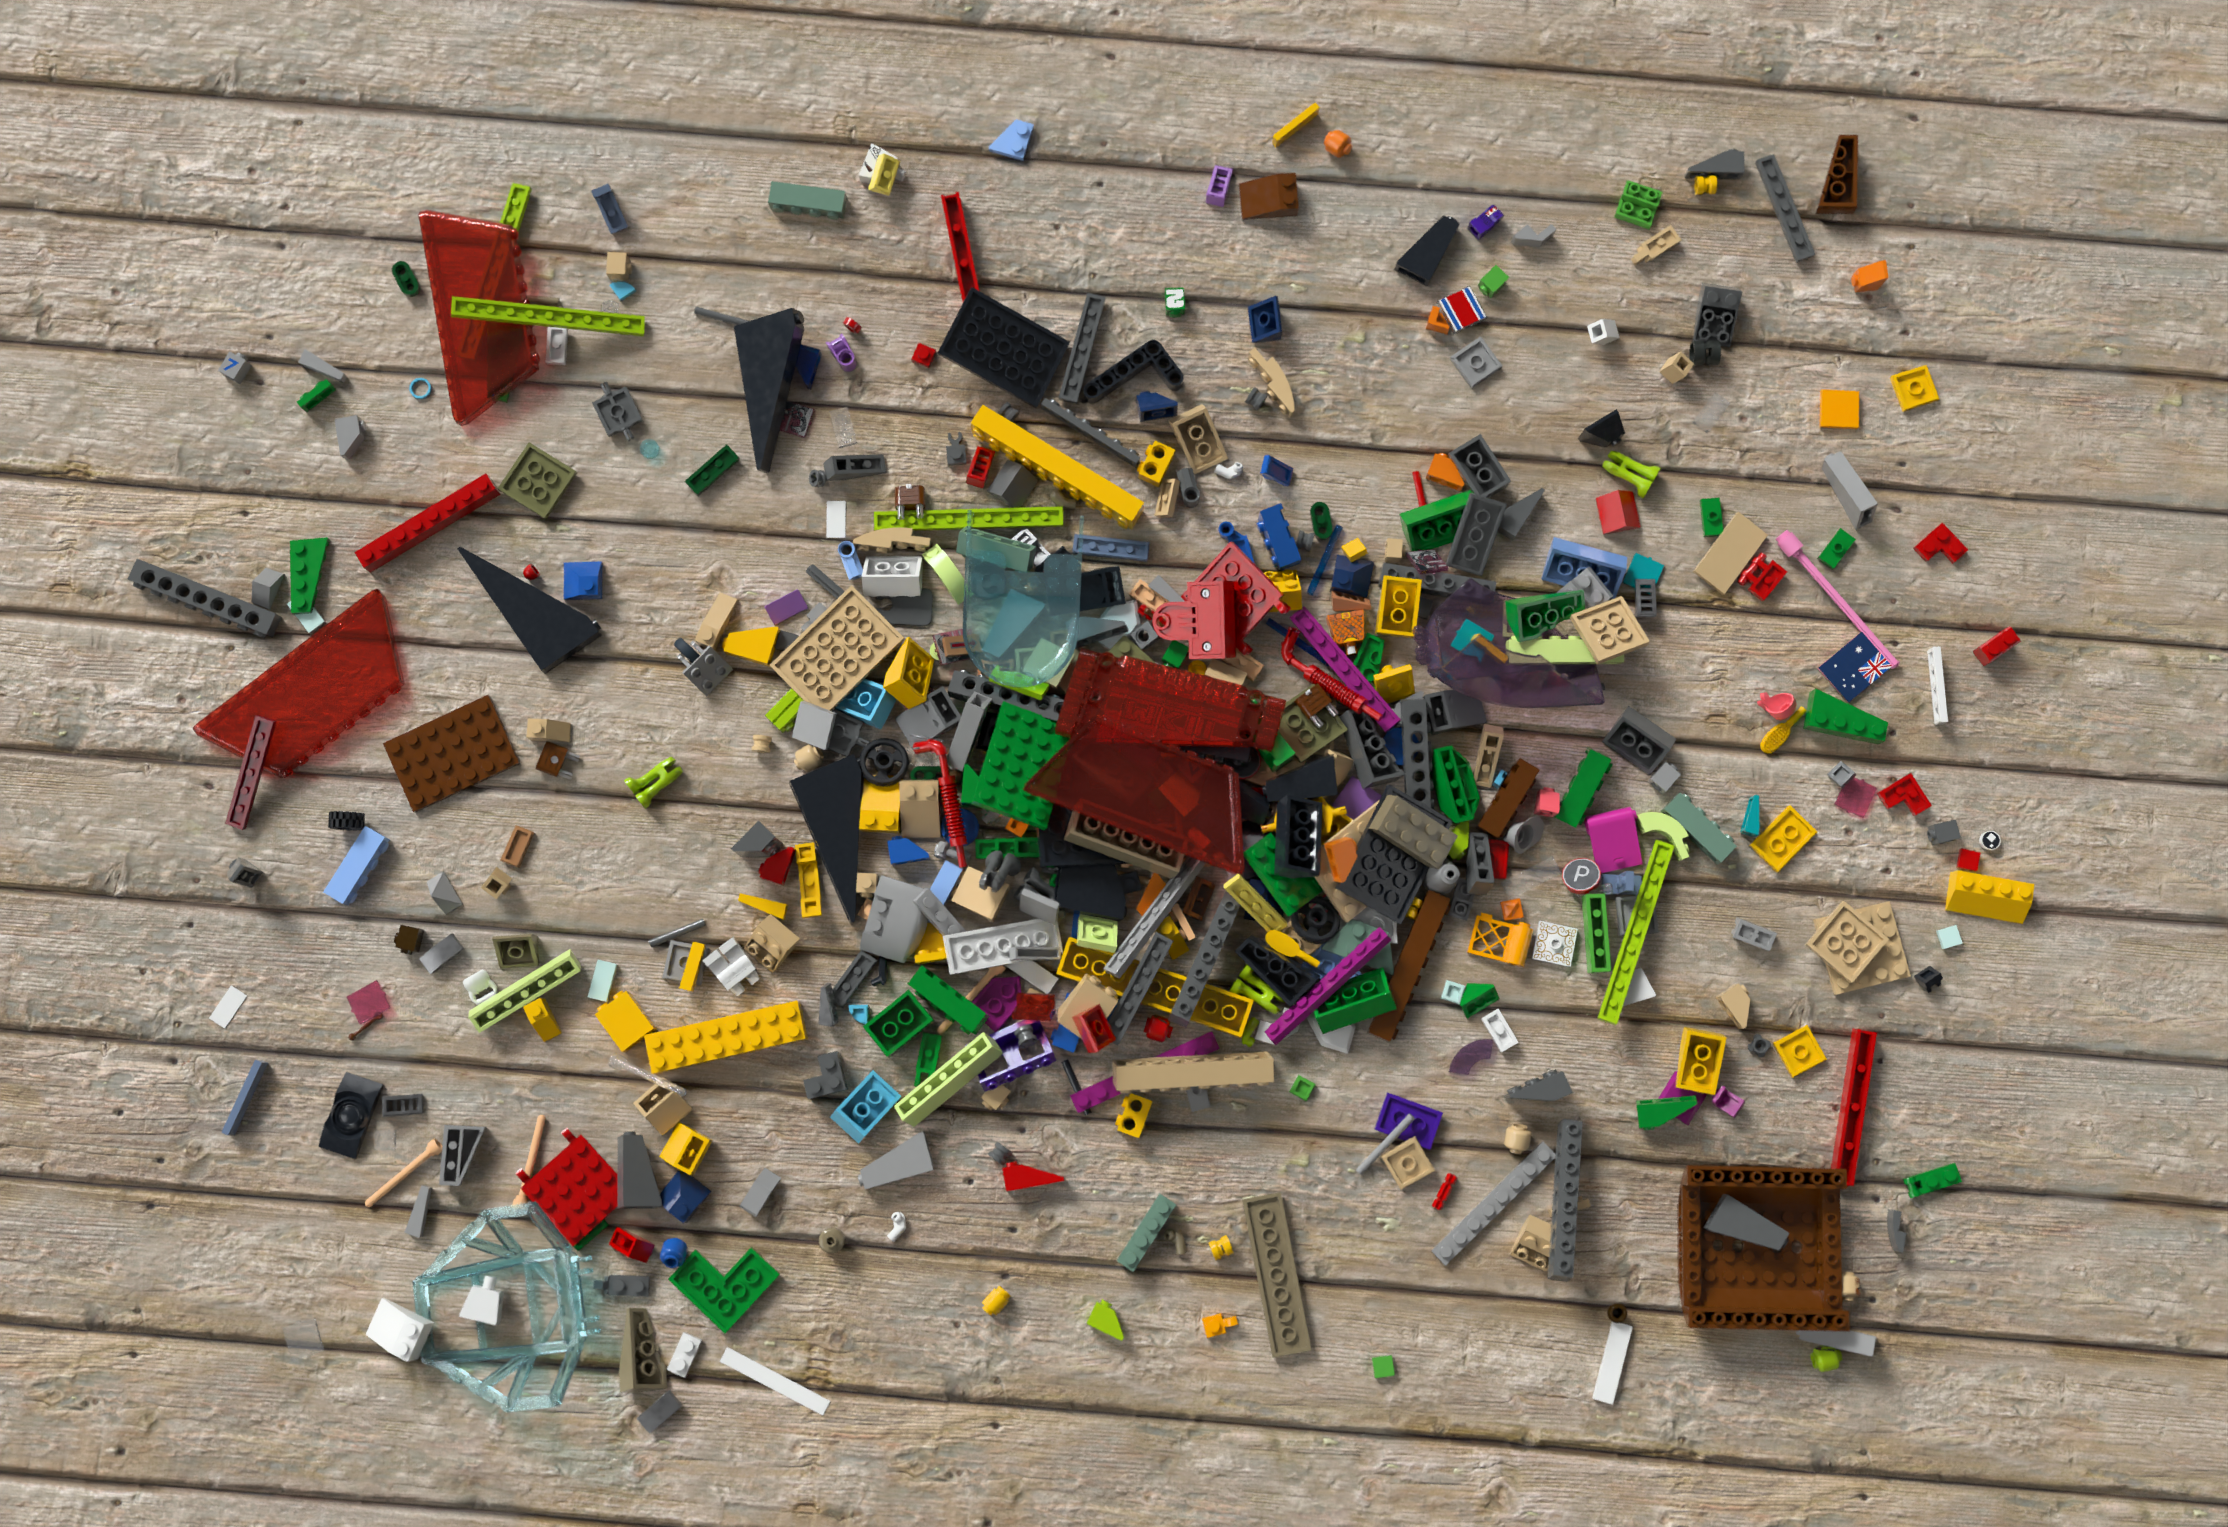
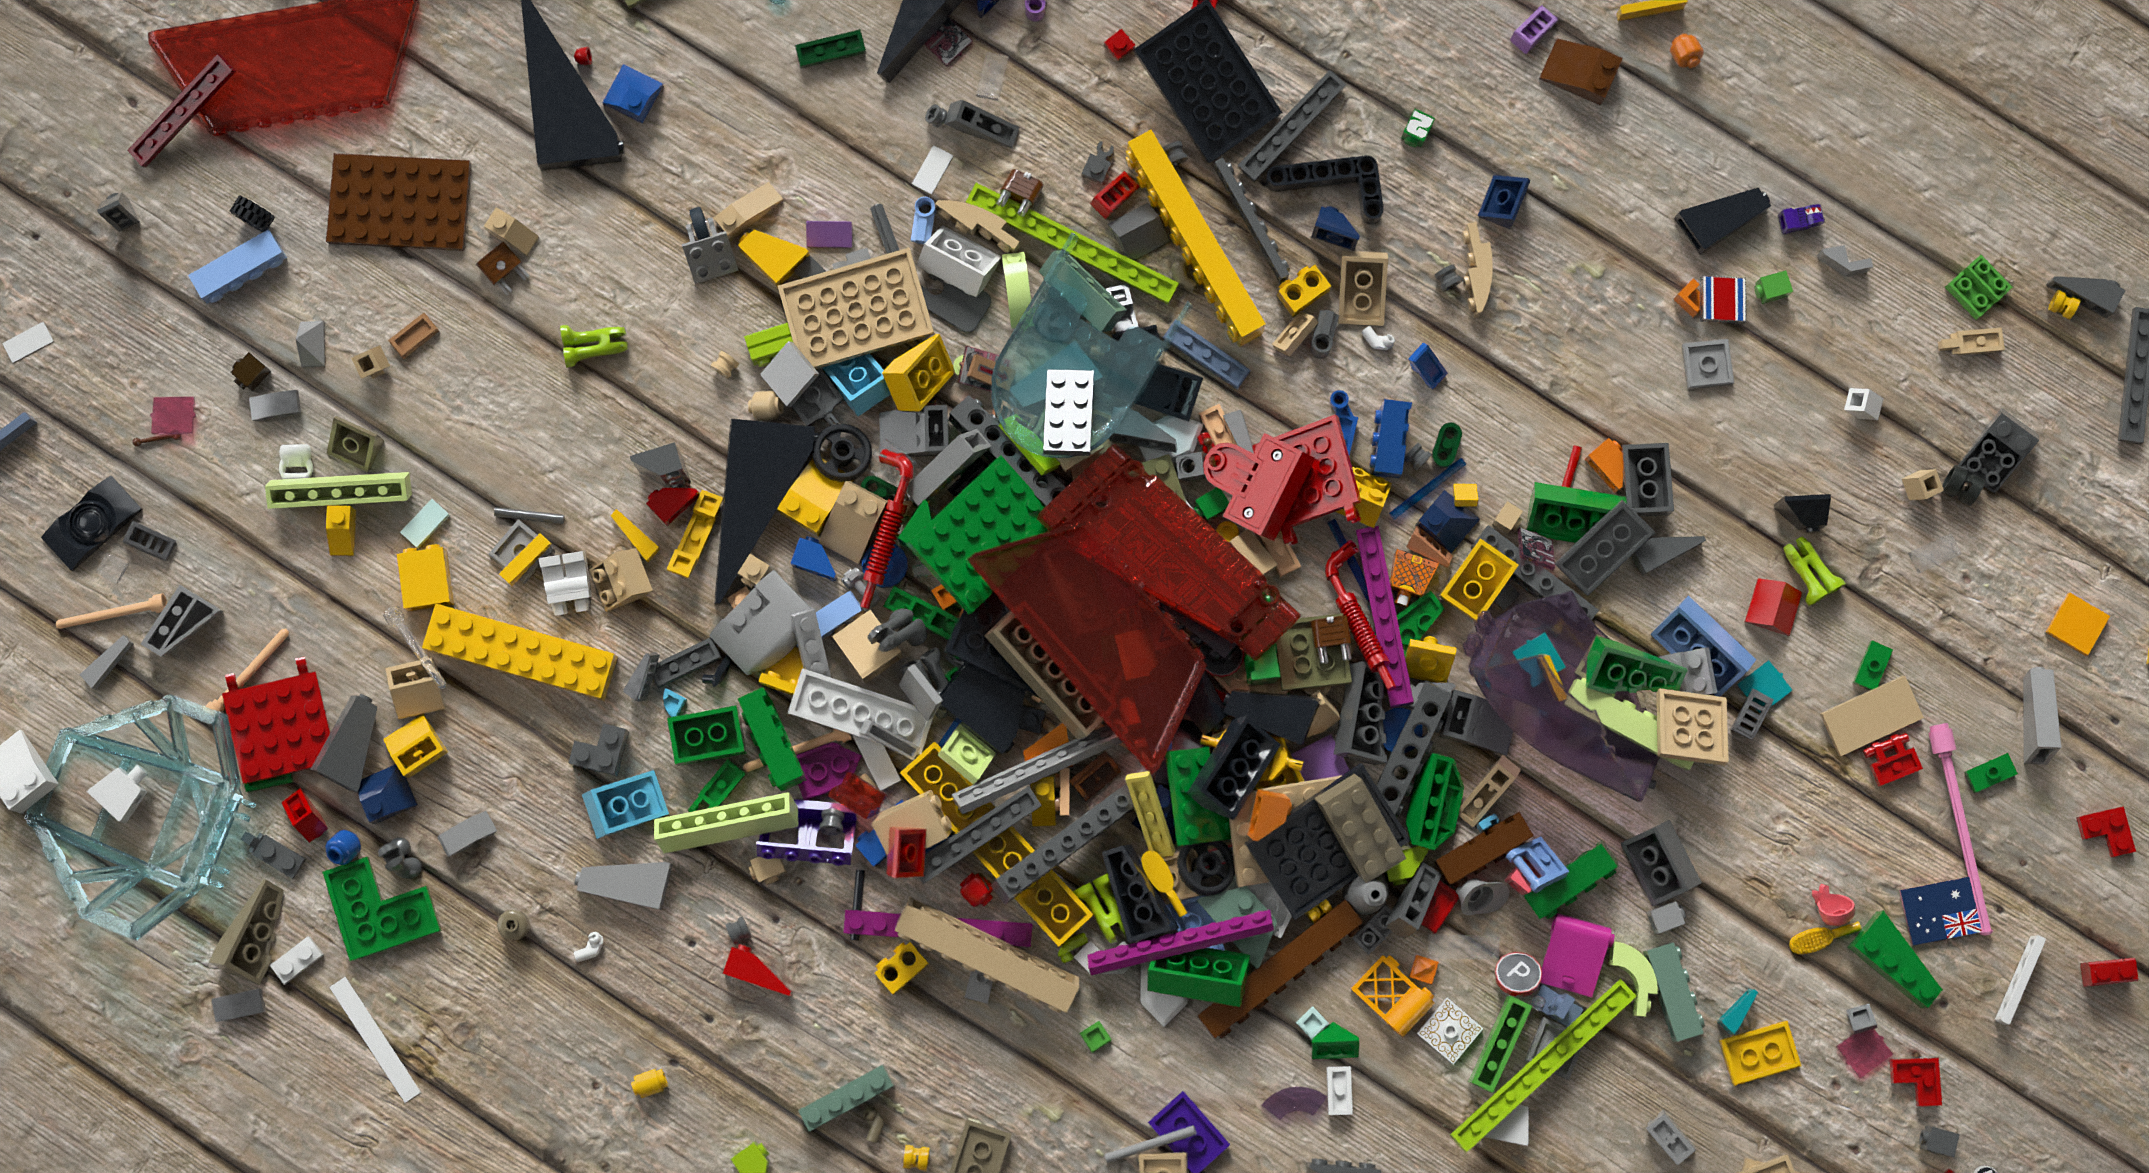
camera: 25 degrees right, 0 degrees up
(716, 1238) = (394, 857): none -> dark grey piece
(1036, 643) = (1068, 412): none -> plate
(1556, 784) = (1542, 859): none -> medium blue plate

